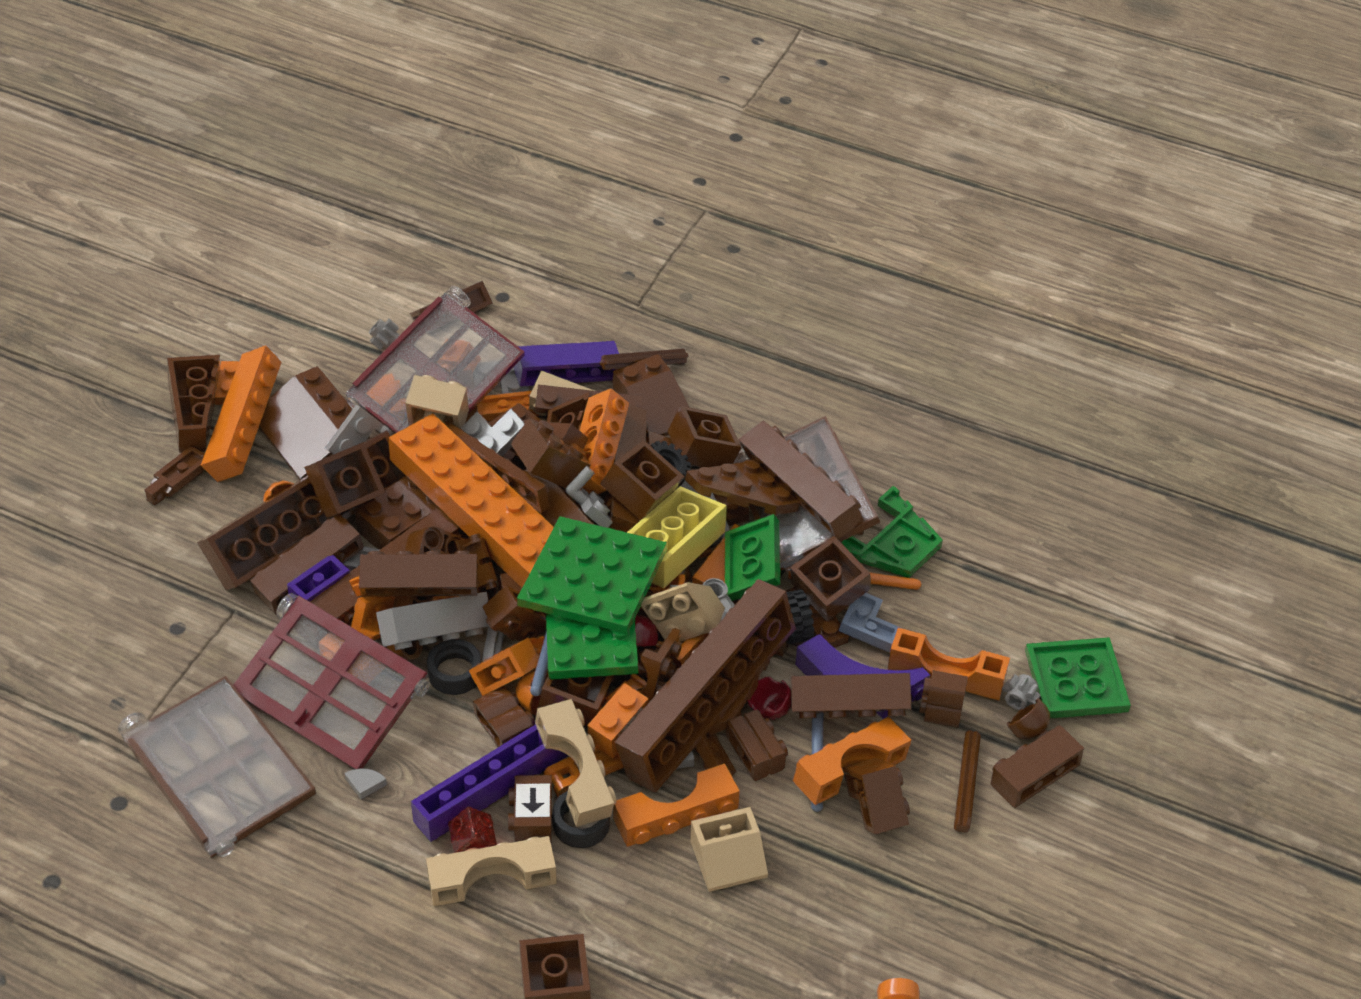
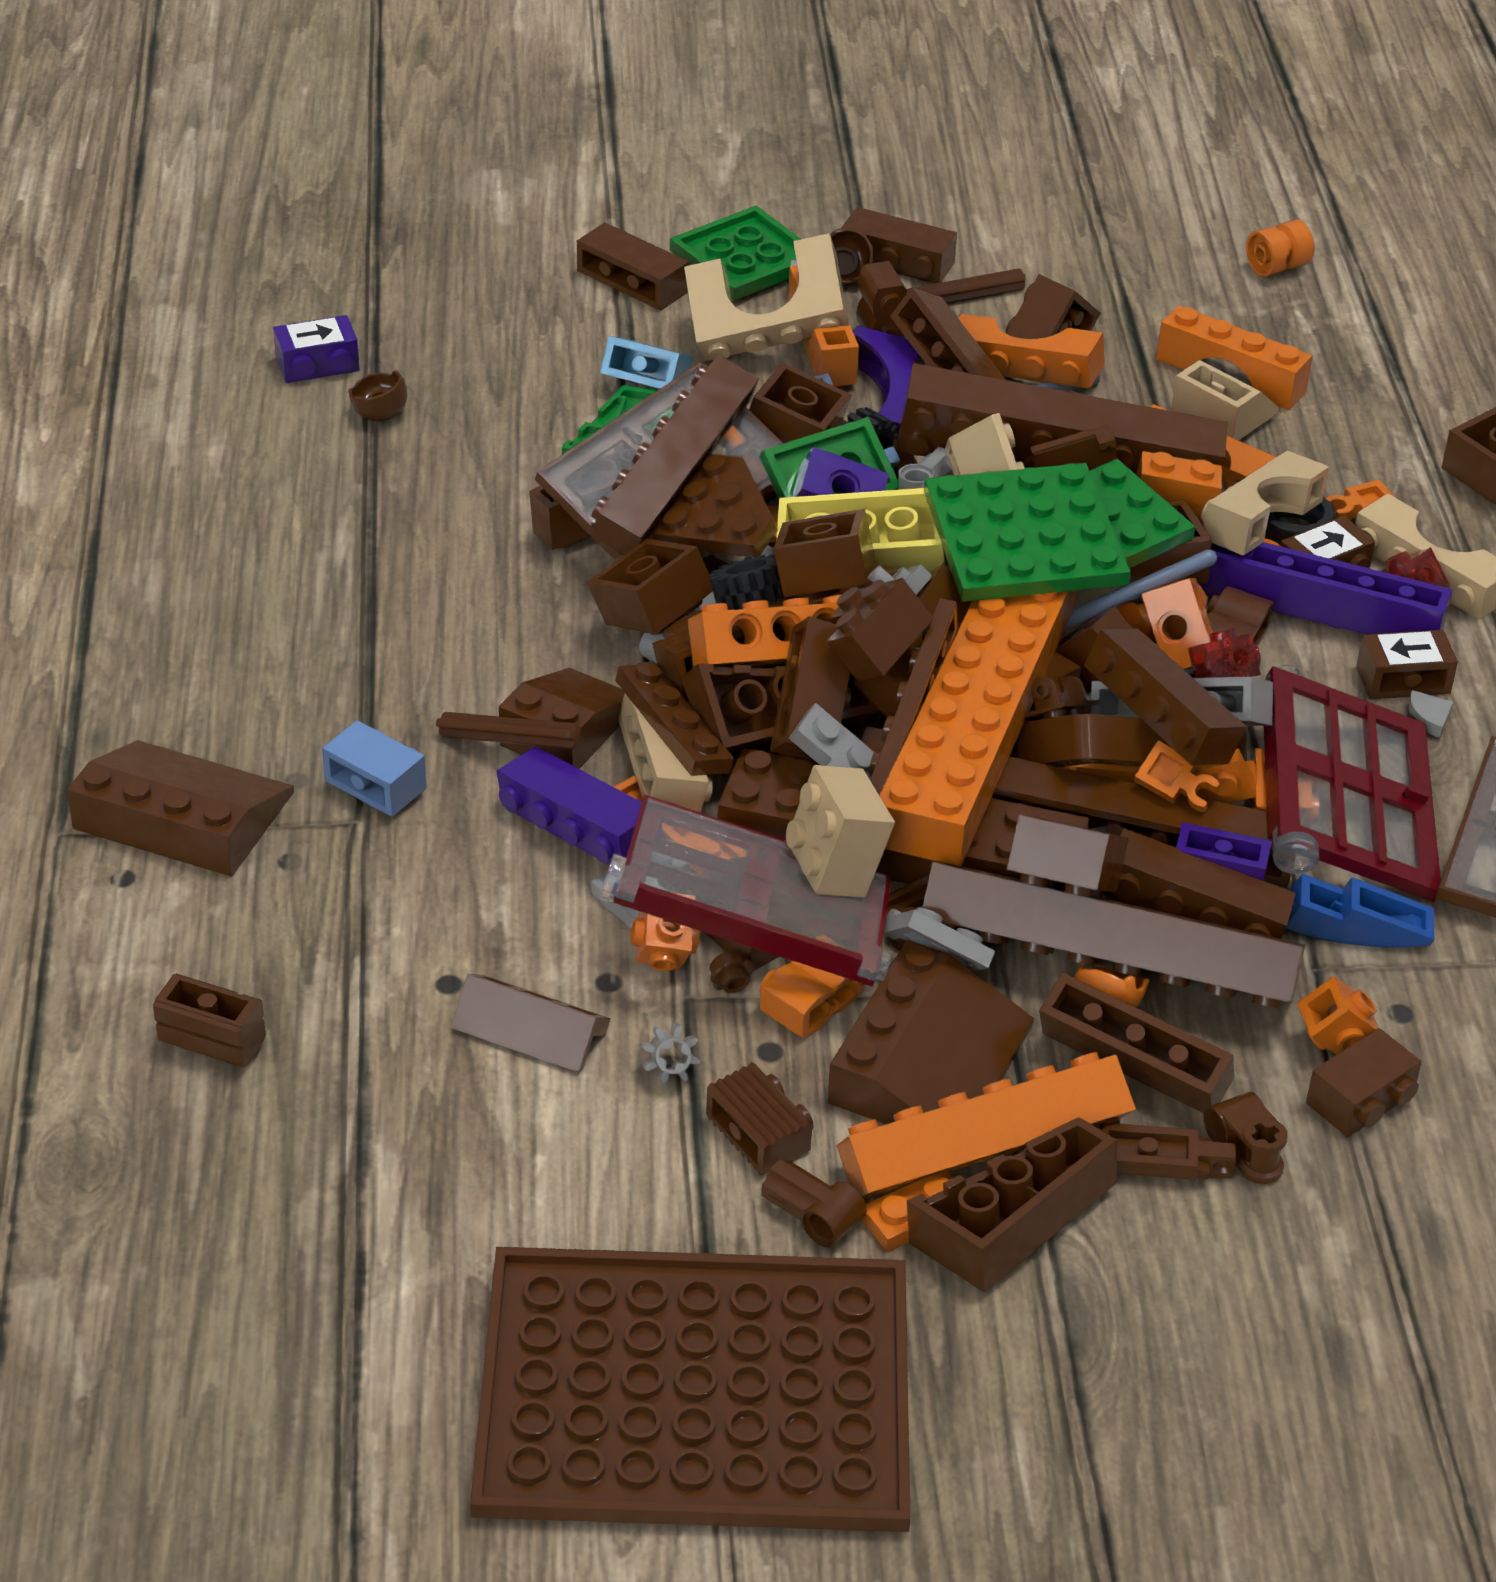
camera: 120 degrees left, 5 degrees down
(141, 569) = (1364, 1082): none -> reddish brown brick
(157, 509) = (1254, 1131): none -> reddish brown piece
(182, 576) = (1337, 1015): none -> orange brick
(206, 275) = (695, 1390): none -> reddish brown plate
(234, 488) = (1144, 1045): none -> reddish brown brick
(242, 639) = (1359, 914): none -> blue slope
(275, 341) = (824, 1210): none -> reddish brown piece
(322, 348) = (759, 1117): none -> reddish brown brick
(406, 781) = (1405, 662): none -> reddish brown brick
(451, 658) = (1226, 656): none -> clear red brick
(526, 200) = (209, 1020): none -> reddish brown brick
(573, 872) = (1357, 498): none -> orange plate
(657, 307) = (374, 768): none -> medium blue brick
(691, 244) = (175, 805): none -> reddish brown slope
(724, 545) = (824, 470): none -> dark purple brick
(748, 898) = (1271, 367): none -> orange arch
(954, 556) = (643, 362): none -> dark azure brick
(955, 642) = (729, 331): none -> tan arch
(998, 429) = (379, 395): none -> reddish brown hair
(1068, 420) = (316, 348): none -> dark purple brick
(1086, 606) = (632, 266): none -> reddish brown brick

